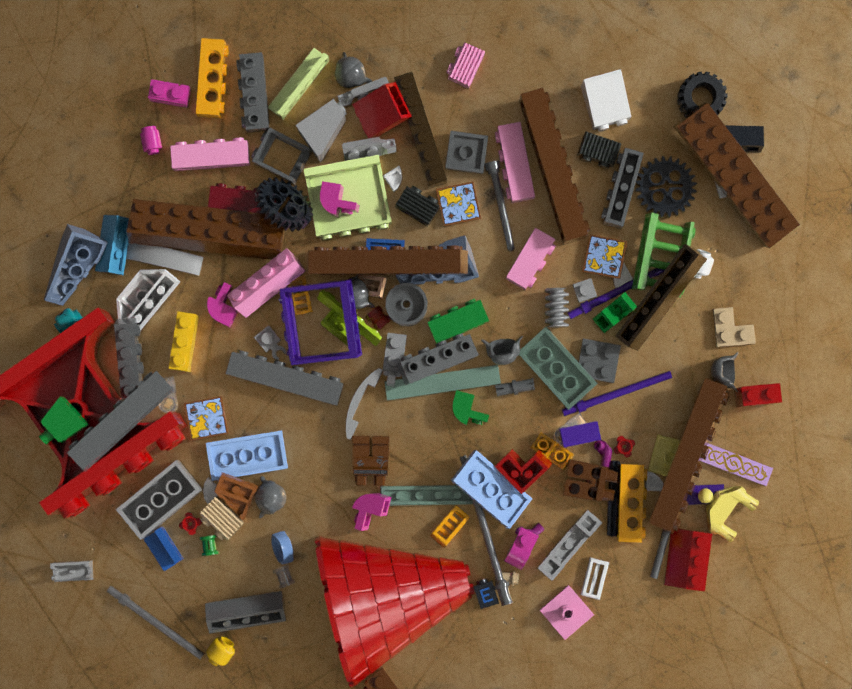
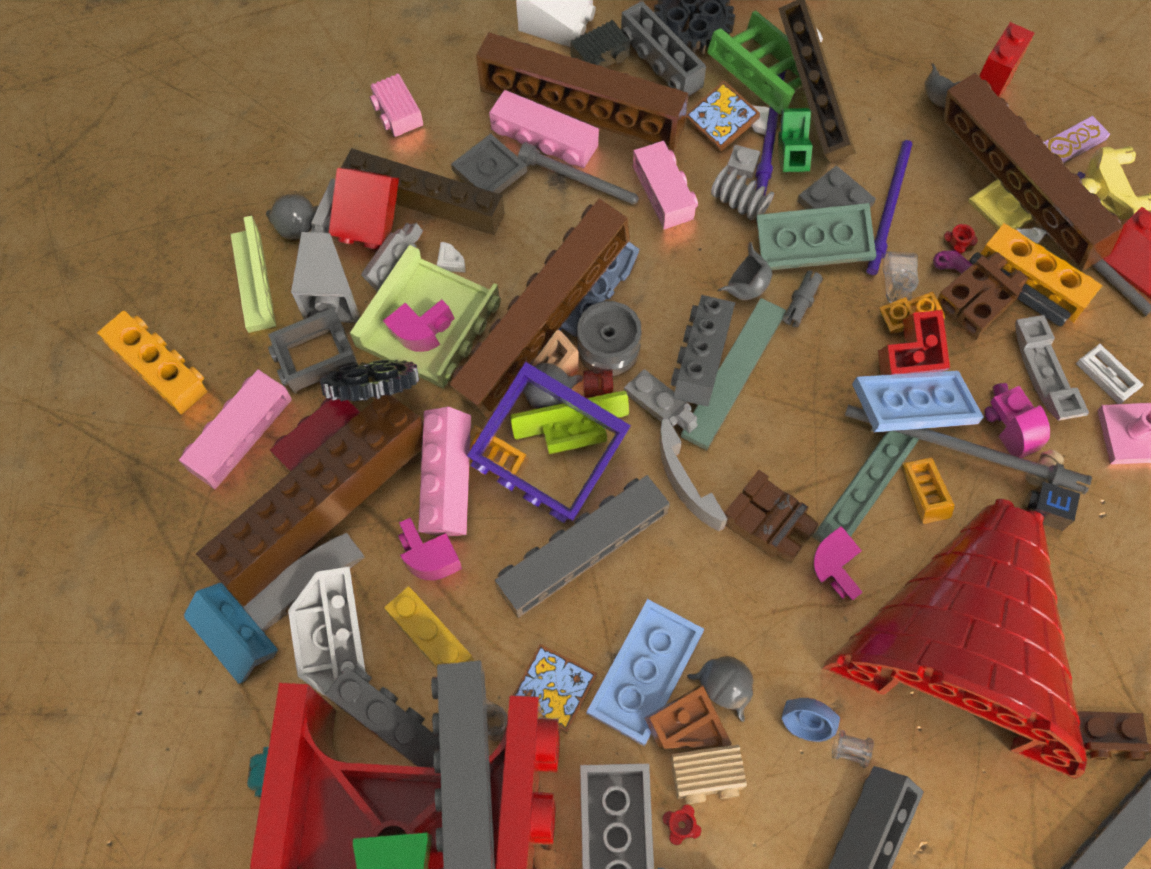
camera: 50 degrees left, 20 degrees down
(75, 257) = (201, 701): sand blue wedge -> none
(150, 140) = (151, 483): dark pink brick -> none
(169, 93) = (121, 419): dark pink brick -> none
(208, 490) = (657, 758): white tile -> none
(211, 538) = (733, 821): green bush -> none
(254, 92) = (215, 328): dark grey brick -> none
(269, 340) = (517, 532): light grey plate -> none
(417, 205) = (503, 252): pearl dark grey brick -> none
(458, 204) = (538, 215): tile -> none
(458, 320) = (673, 302): green brick -> none
(462, 409) = (786, 369): green brick -> none
(580, 434) = (918, 260): dark purple tile -> none
(727, 333) = (896, 66): tan plate -> none

